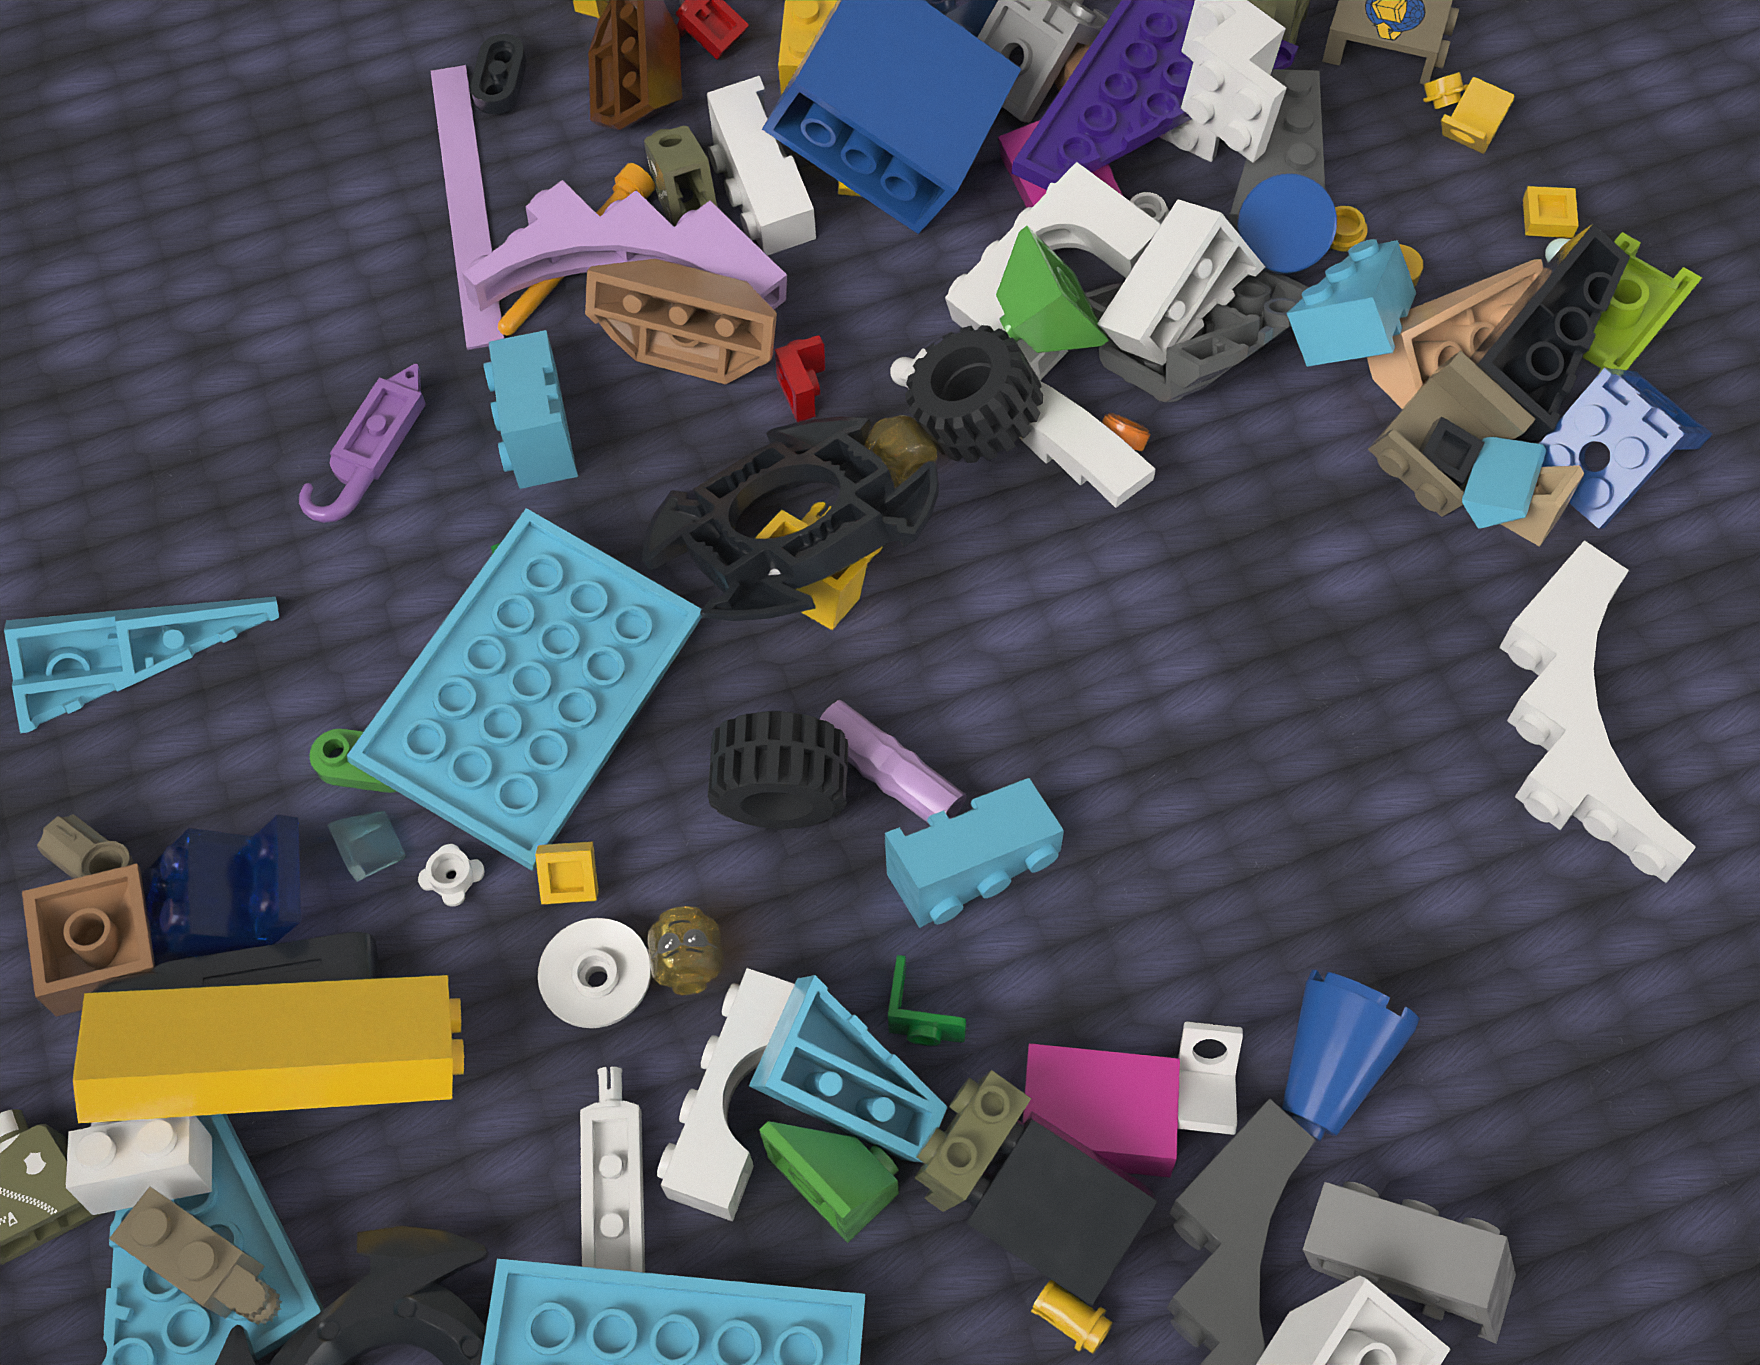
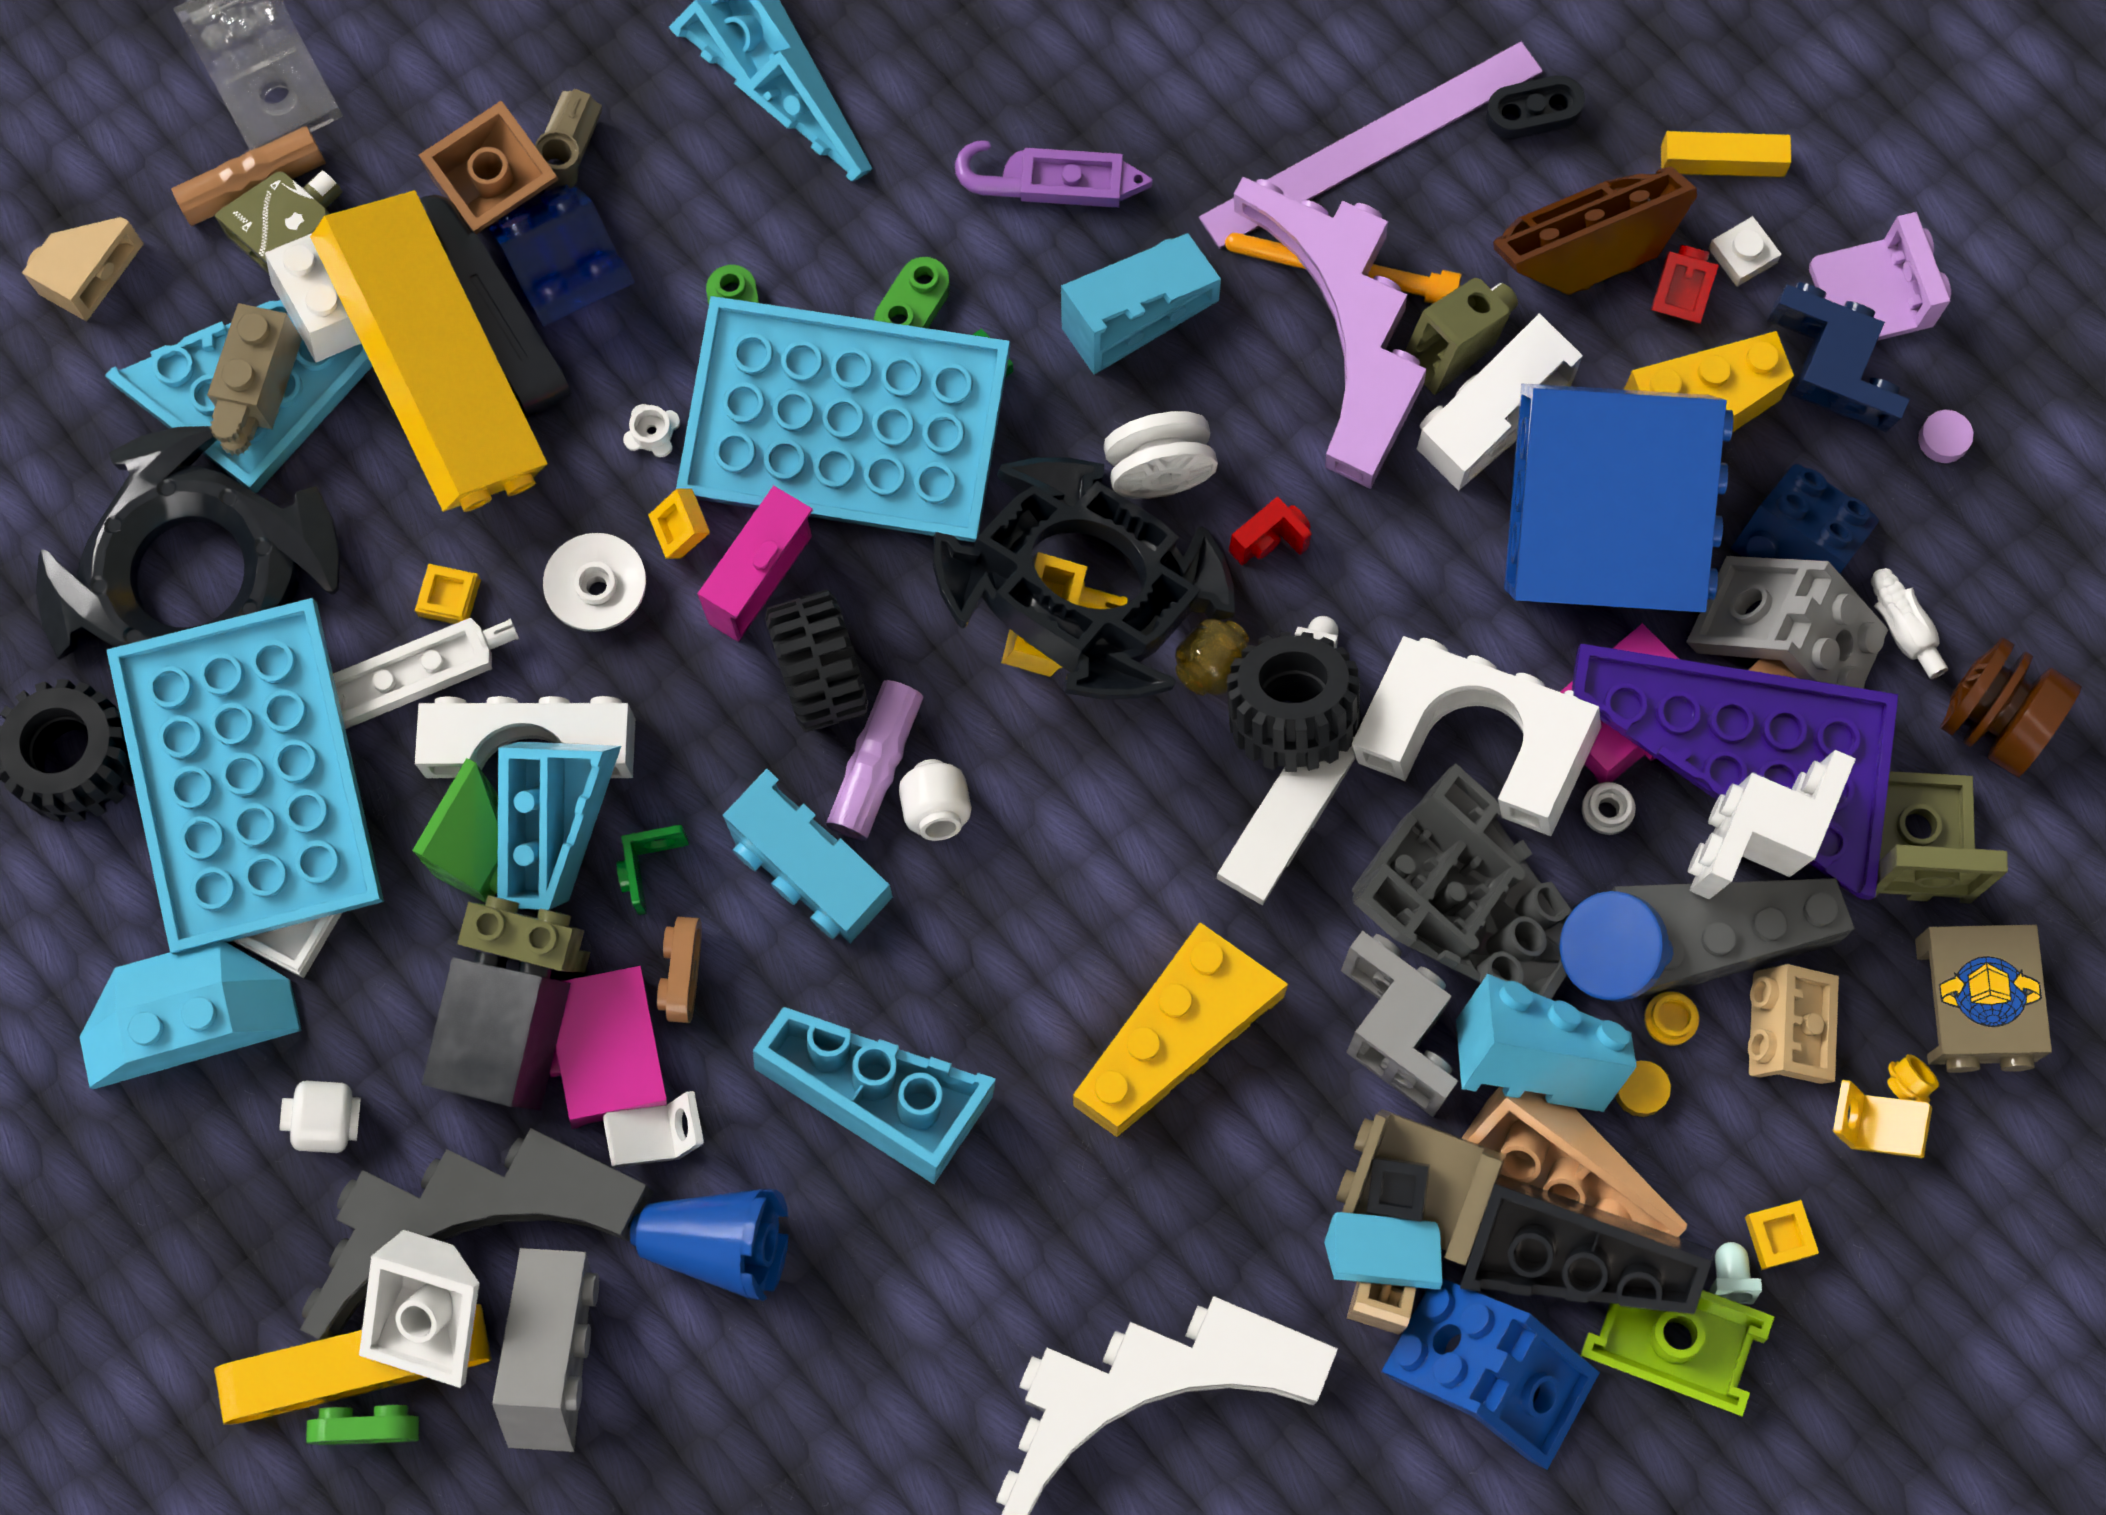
camera: 70 degrees right, 10 degrees up
(366, 843) = (656, 348): clear light blue slope -> none
(428, 597) = (915, 300): none -> bright green plate
(538, 1135) = (447, 594): none -> yellow tile
(650, 799) = (755, 563): none -> dark pink container
(682, 318) = (1284, 392): medium nougat wedge -> none
(685, 950) = (636, 648): clear yellow head -> none
(694, 425) = (1160, 455): none -> white wheel
(950, 722) = (935, 800): none -> white head
(1024, 999) = (683, 949): none -> medium nougat plate
(1045, 300) = (1414, 731): bright green slope -> none
(1072, 1317) = (411, 1092): yellow pin -> none
(1128, 430) = (1318, 863): orange tile -> none
(1178, 281) = (1483, 851): white wedge -> none
(1232, 855) = (889, 1097): none -> medium azure wedge
(1245, 587) = (1185, 1018): none -> yellow wedge
(1300, 405) = (1399, 1021): none -> light grey bracket
(1374, 153) = (1793, 1024): none -> tan bracket

